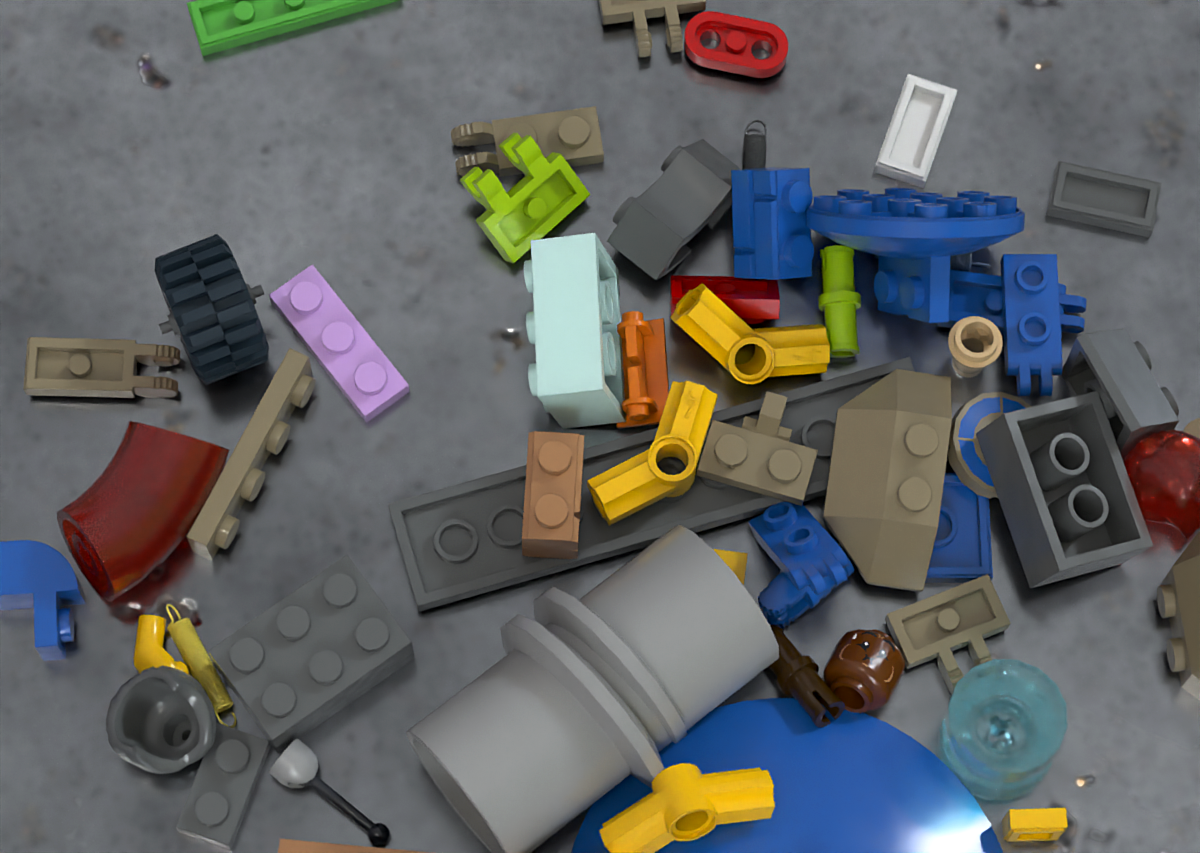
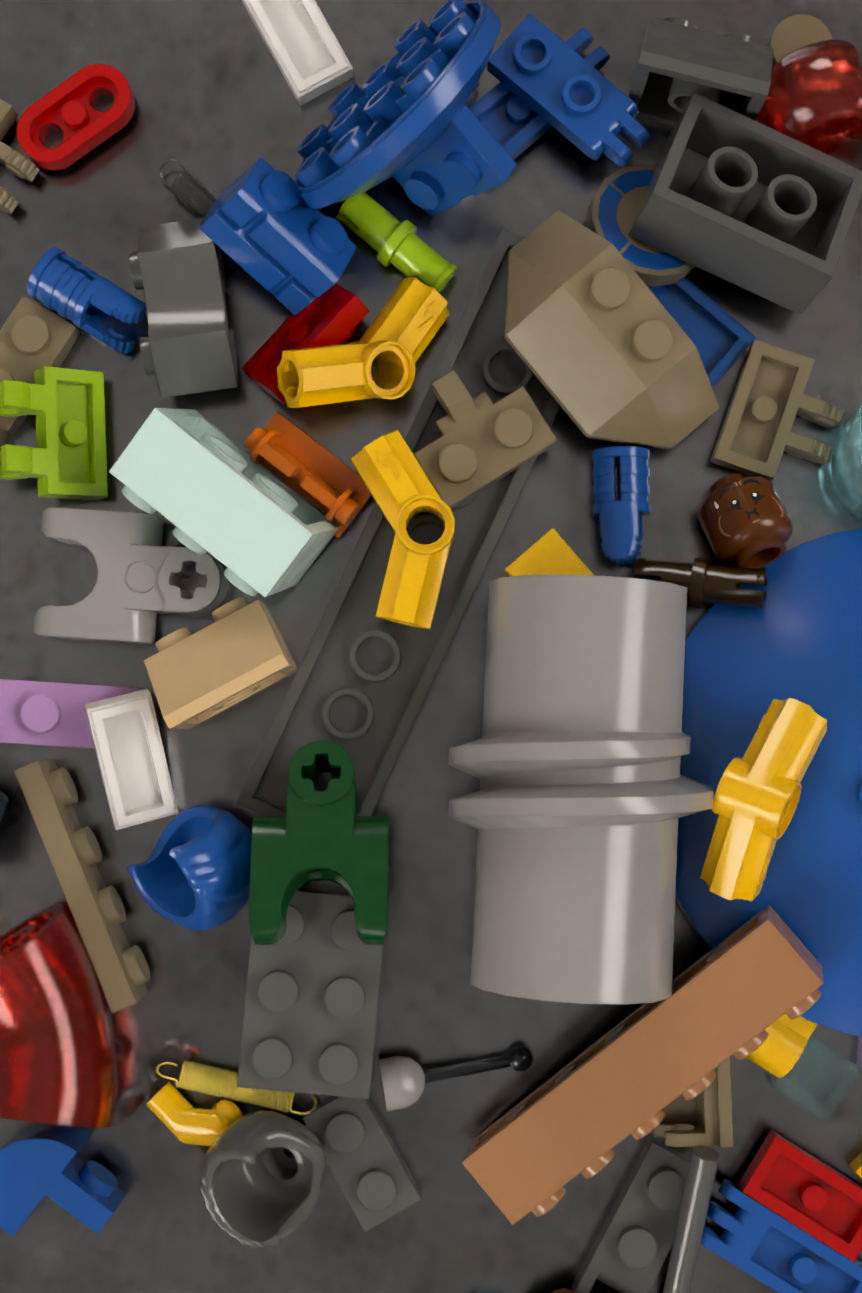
camera: 40 degrees left, 15 degrees up
(326, 515) = (198, 869): none -> blue piece
(358, 416) = (131, 758): none -> white tile
(412, 563) = (319, 842): none -> dark green piece
(468, 419) = (219, 664): none -> tan slope
(476, 322) = (133, 578): none -> light grey piece
(553, 495) = (360, 656): medium nougat brick -> none
(626, 145) = (86, 299): none -> blue hinge
(799, 546) = (599, 481): blue hinge -> none
(974, 345) = (548, 161): tan cone -> none

